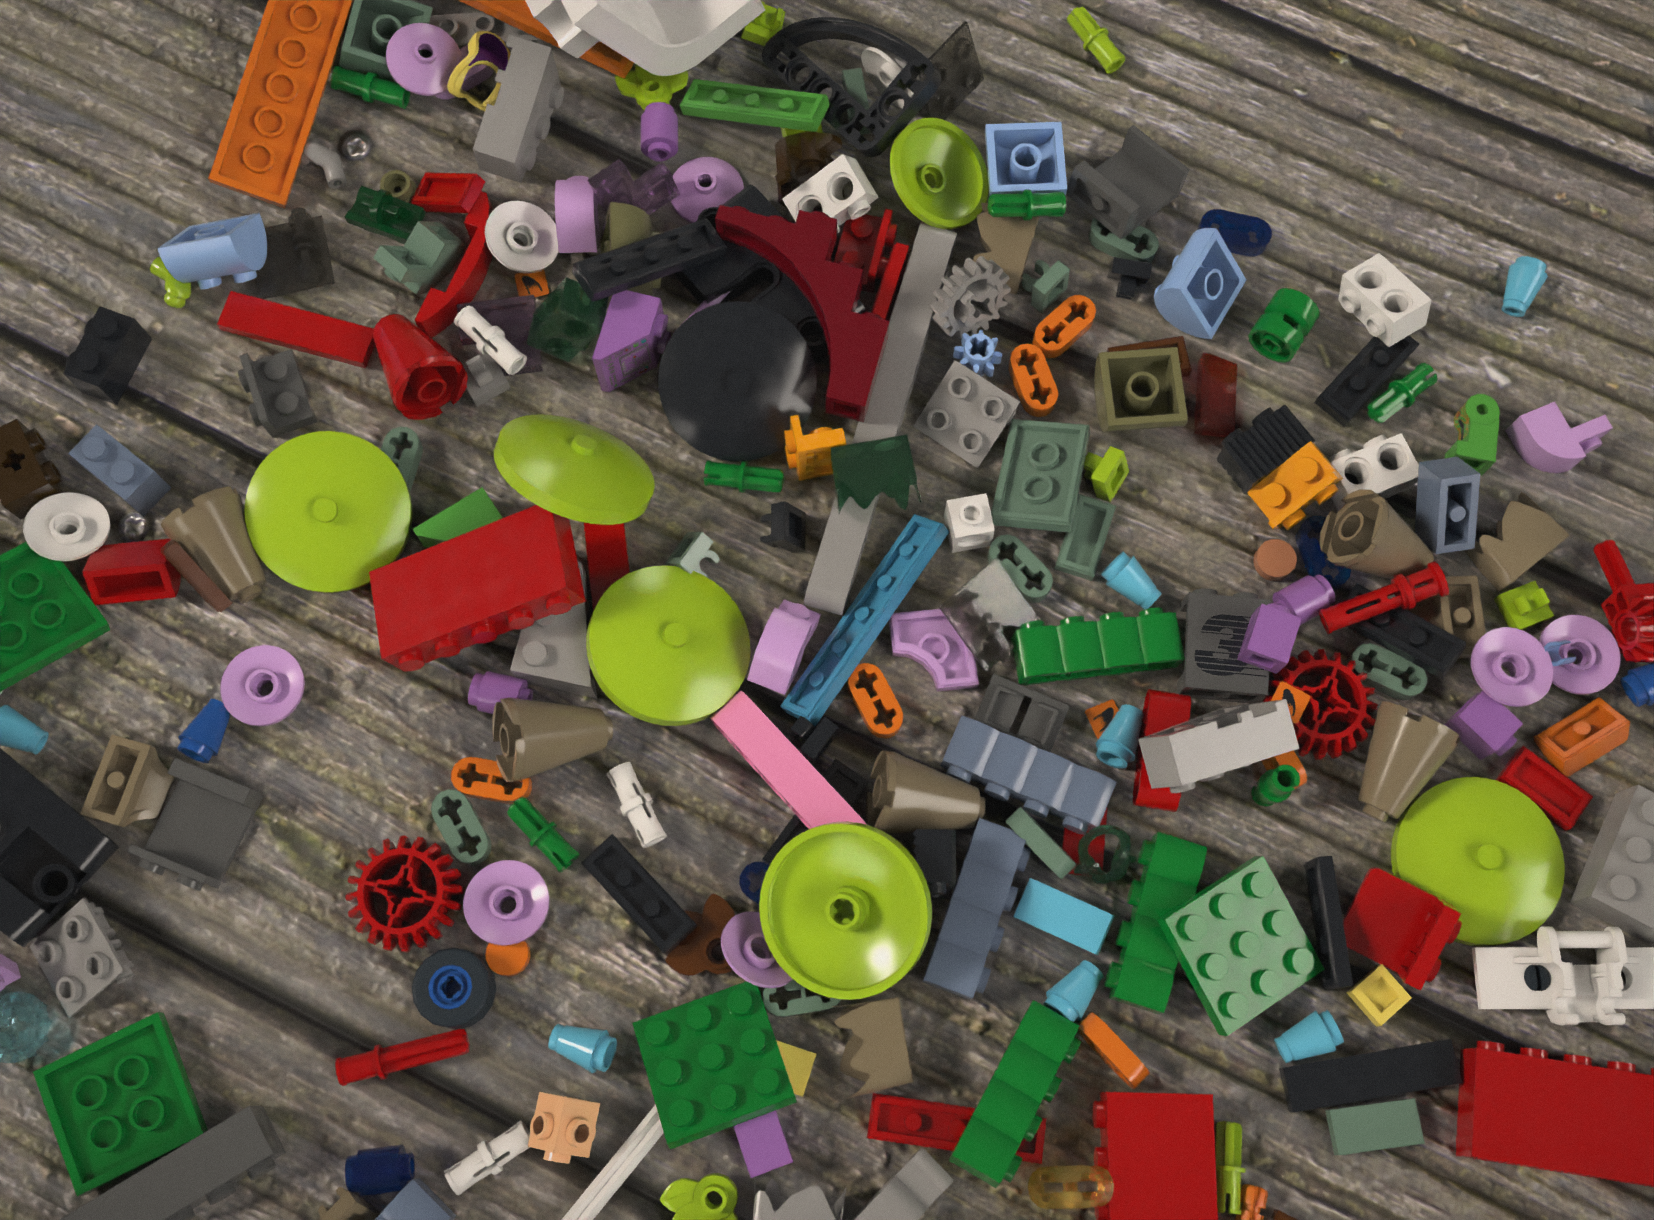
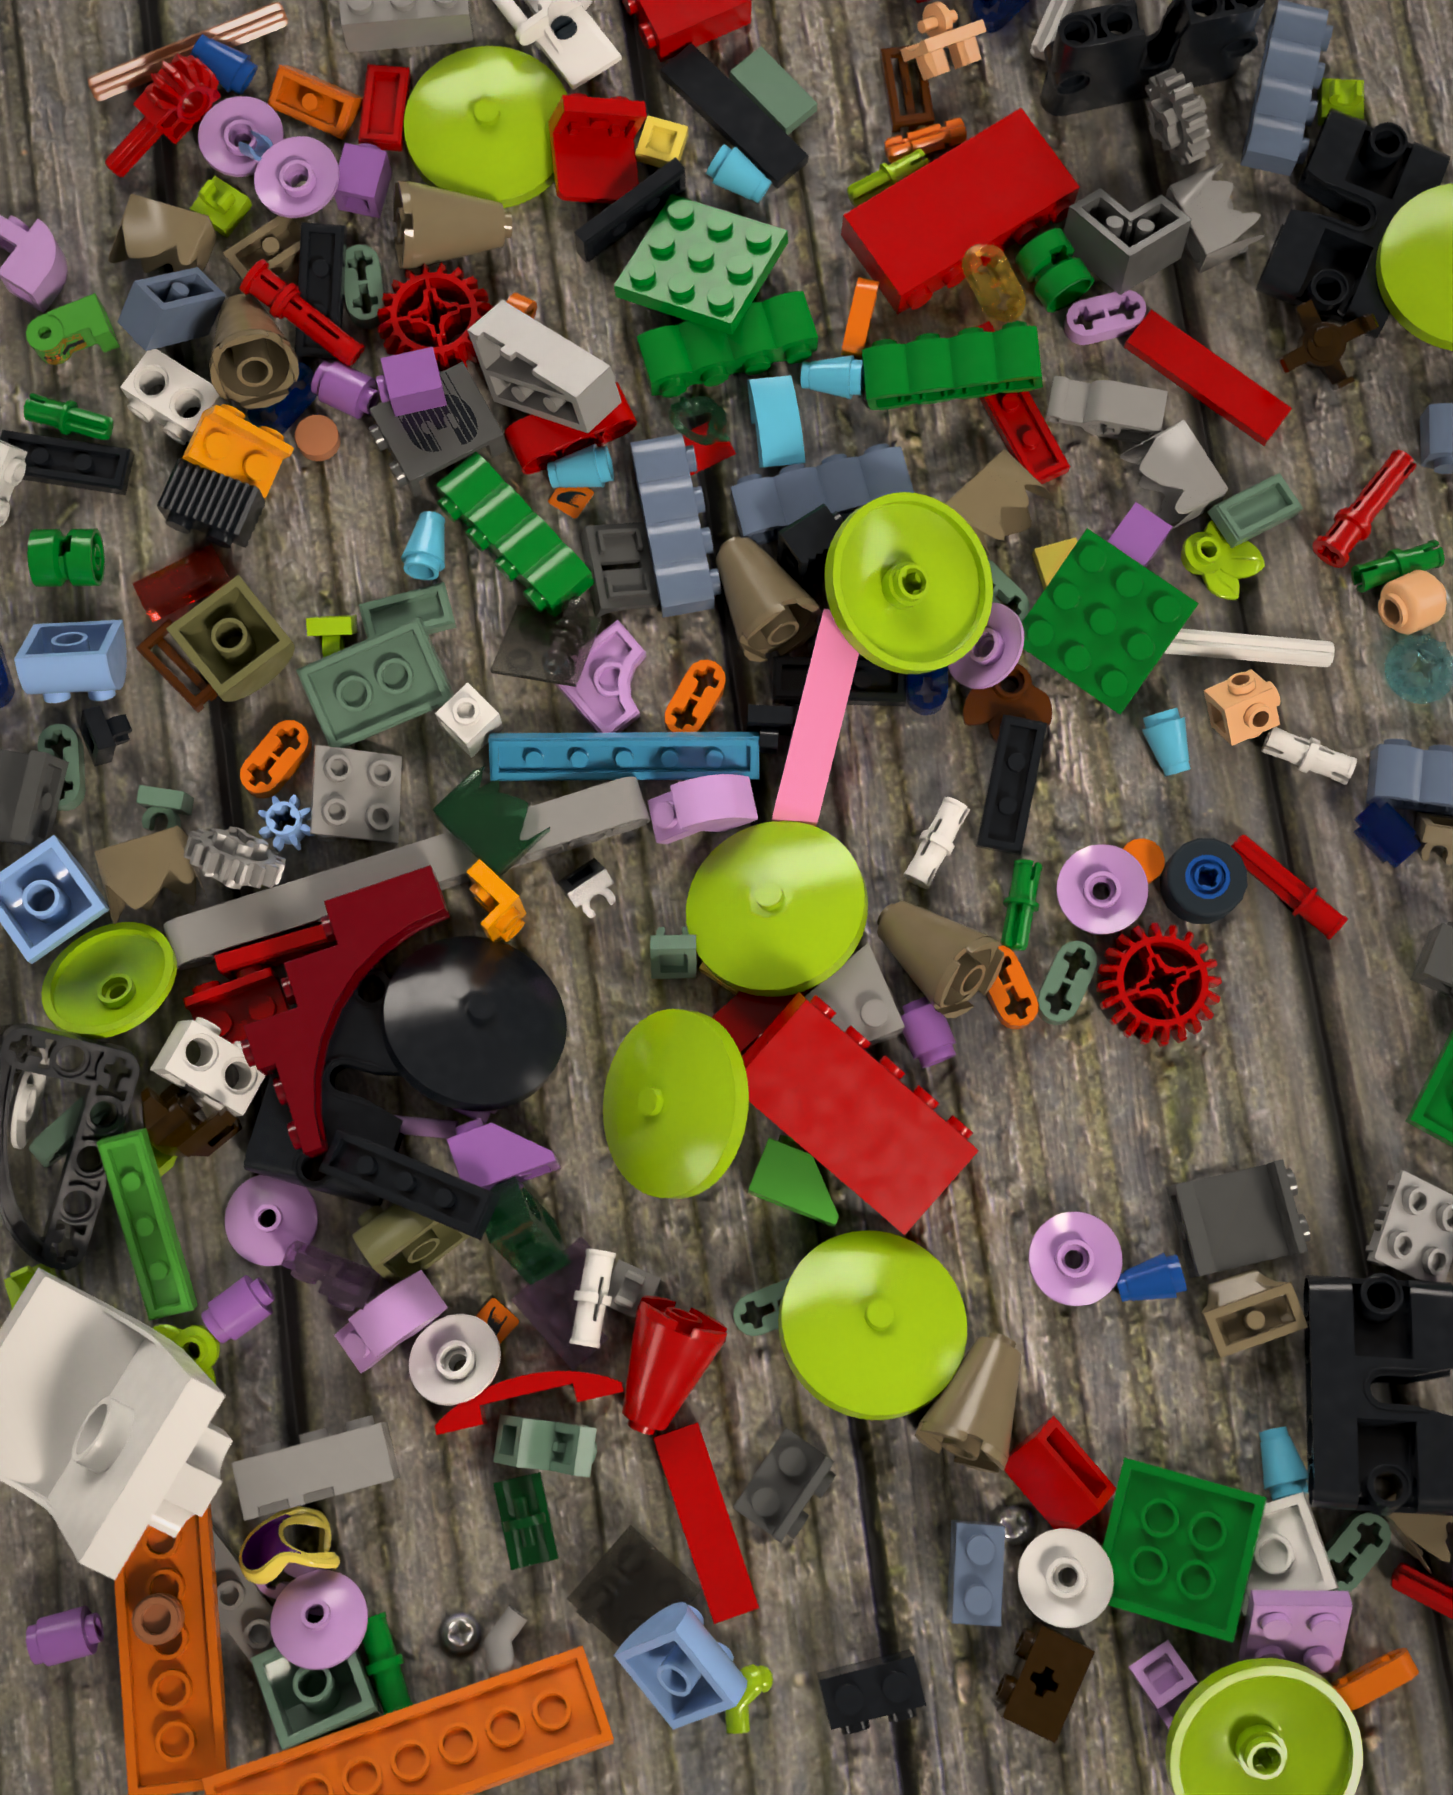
camera: 125 degrees left, 5 degrees up
(195, 576) = (1026, 1399): reddish brown tile -> none
(398, 179) = (470, 1542): olive plate -> none
(448, 192) = (456, 1475): red tile -> none
(743, 477) = (562, 961): green axle -> none
(1026, 562) = (470, 650): sand green beam -> none
(1027, 205) = (97, 862): green axle -> none
(1041, 843) = (725, 477): sand green beam -> none
(1058, 320) = (200, 755): orange beam -> none
(1275, 785) = (543, 304): green pin -> none
(1296, 699) = (456, 340): orange sticker -> none

